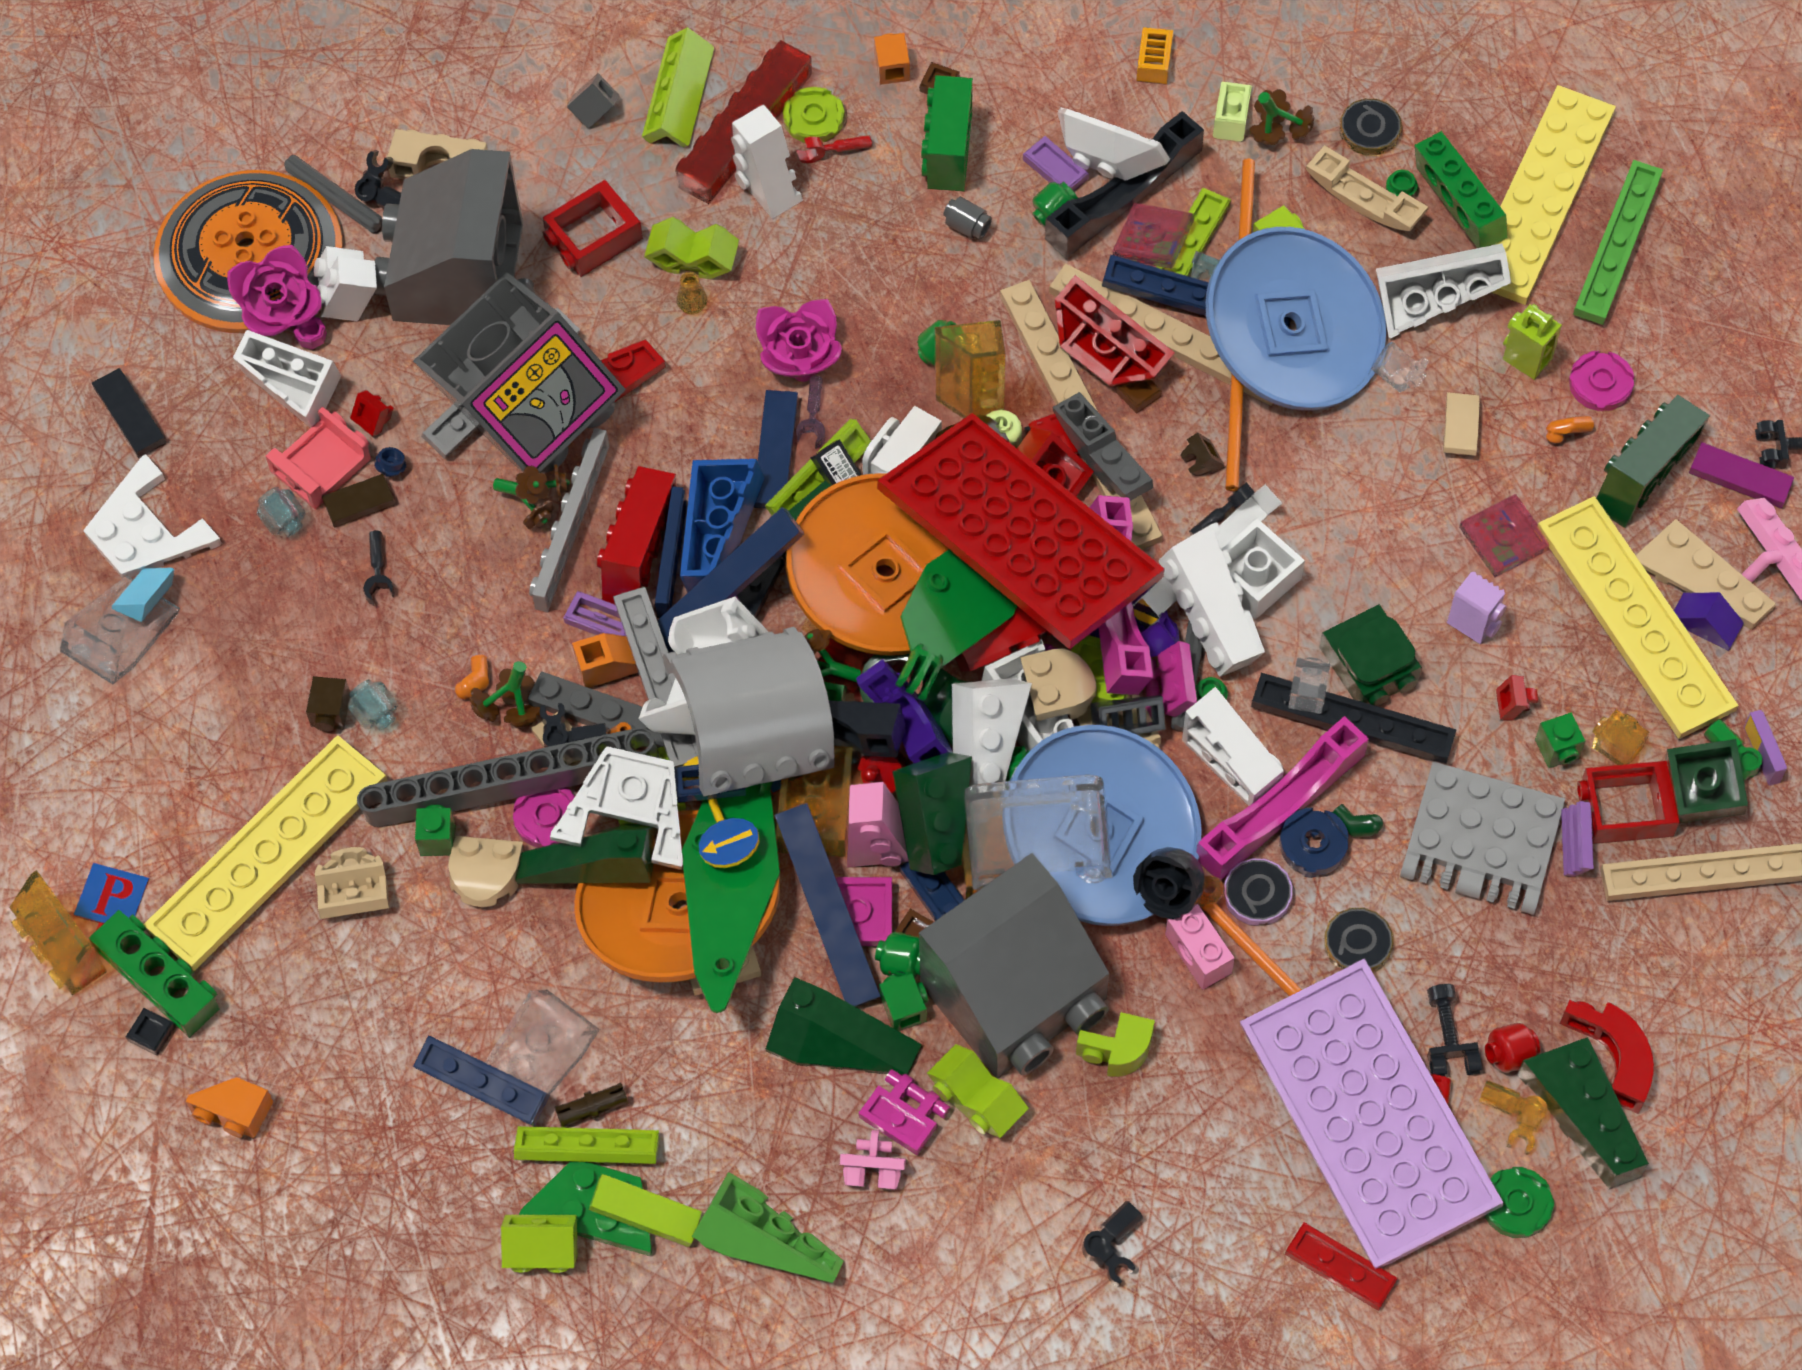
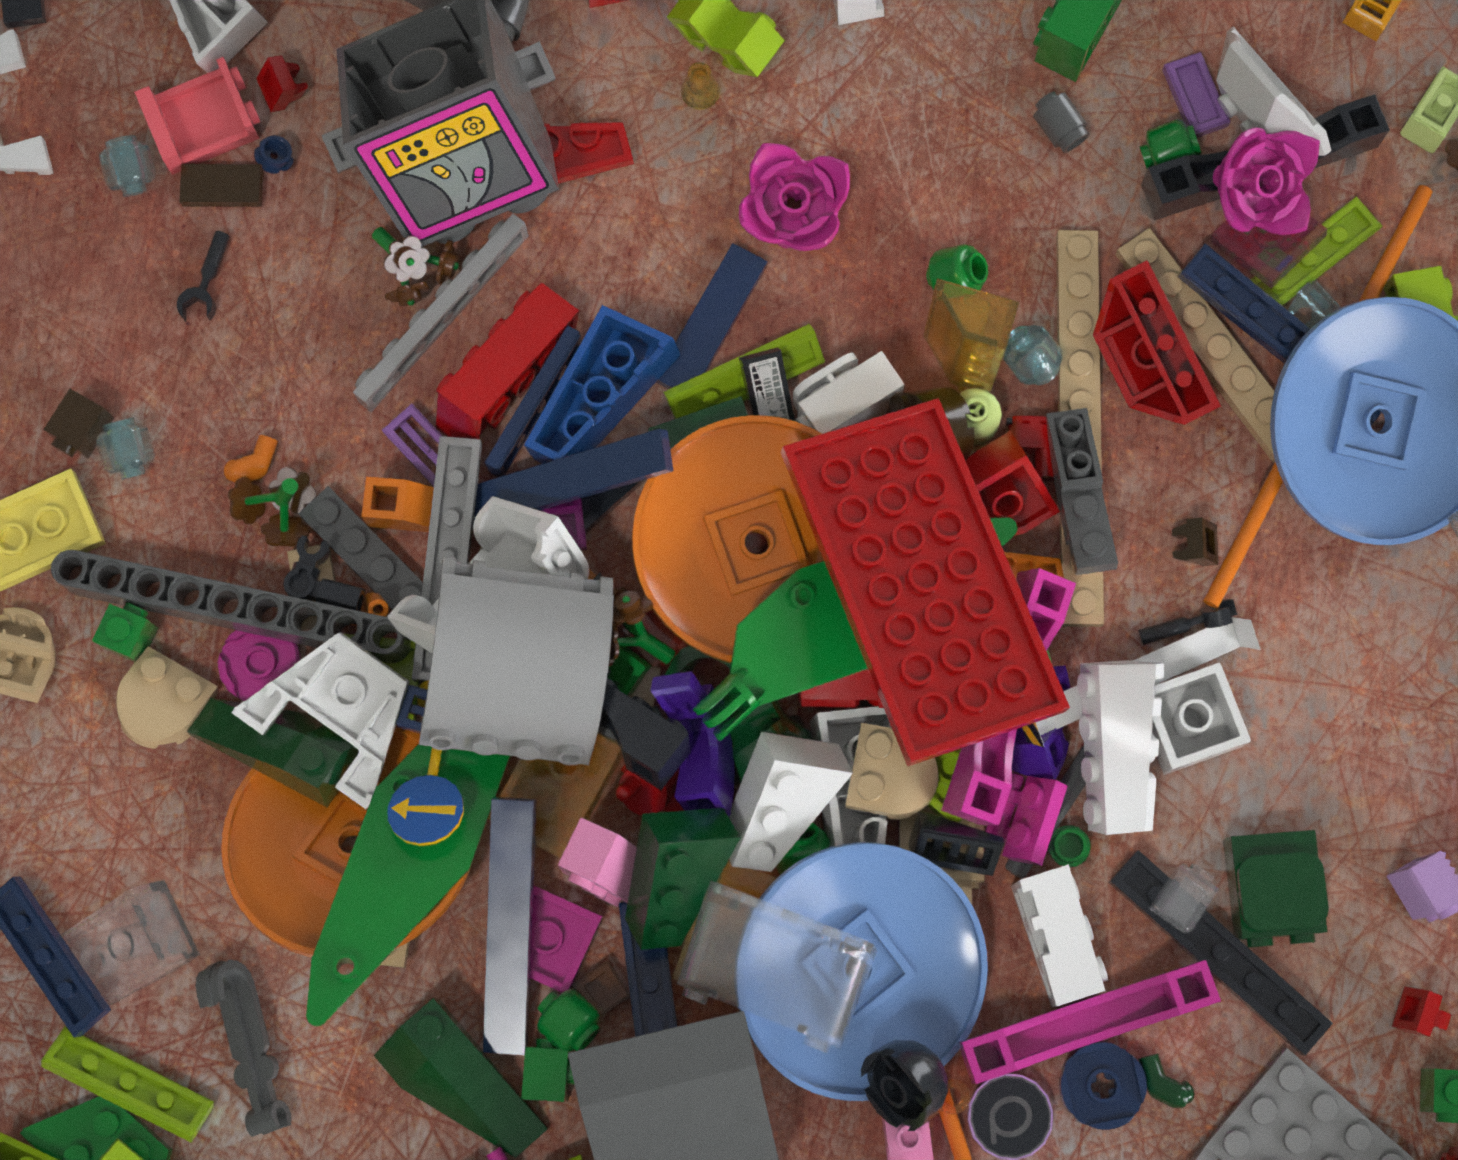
camera: 25 degrees right, 15 degrees up
(591, 1105) = (154, 1037): dark brown pin -> none
(665, 1076) = (248, 1040): none -> dark grey piece
(813, 407) = (777, 288): piece -> none
(1024, 376) = (1033, 355): none -> clear light blue head
(1131, 193) = (1277, 163): none -> dark pink brick
(1139, 394) = (1159, 432): reddish brown tile -> none

